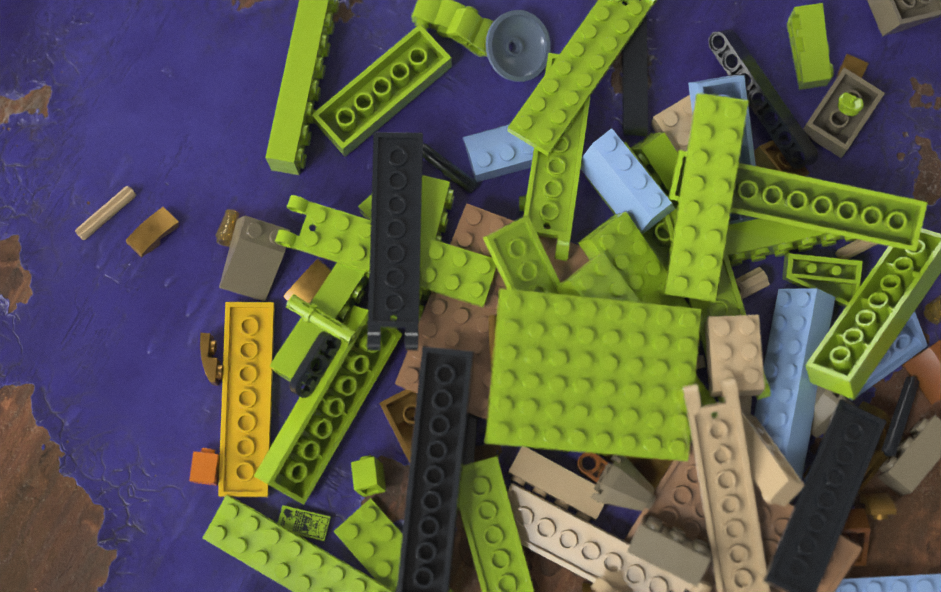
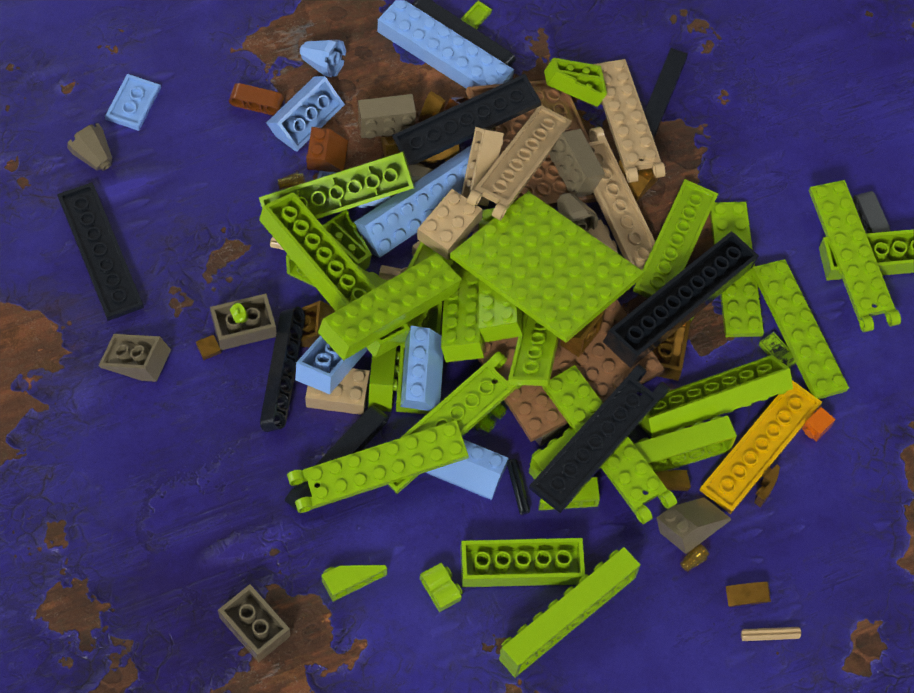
camera: 150 degrees left, 15 degrees down
(305, 366) = (706, 415): black beam -> none
(313, 314) = (687, 440): lime pin -> none
(368, 476) = (719, 342): lime brick -> none
(470, 30) = (429, 552): lime brick -> none
(529, 45) = (408, 519): sand blue dish -> none
(810, 46) = (223, 375): lime wedge -> none
(900, 416) = (375, 141): black axle -> none

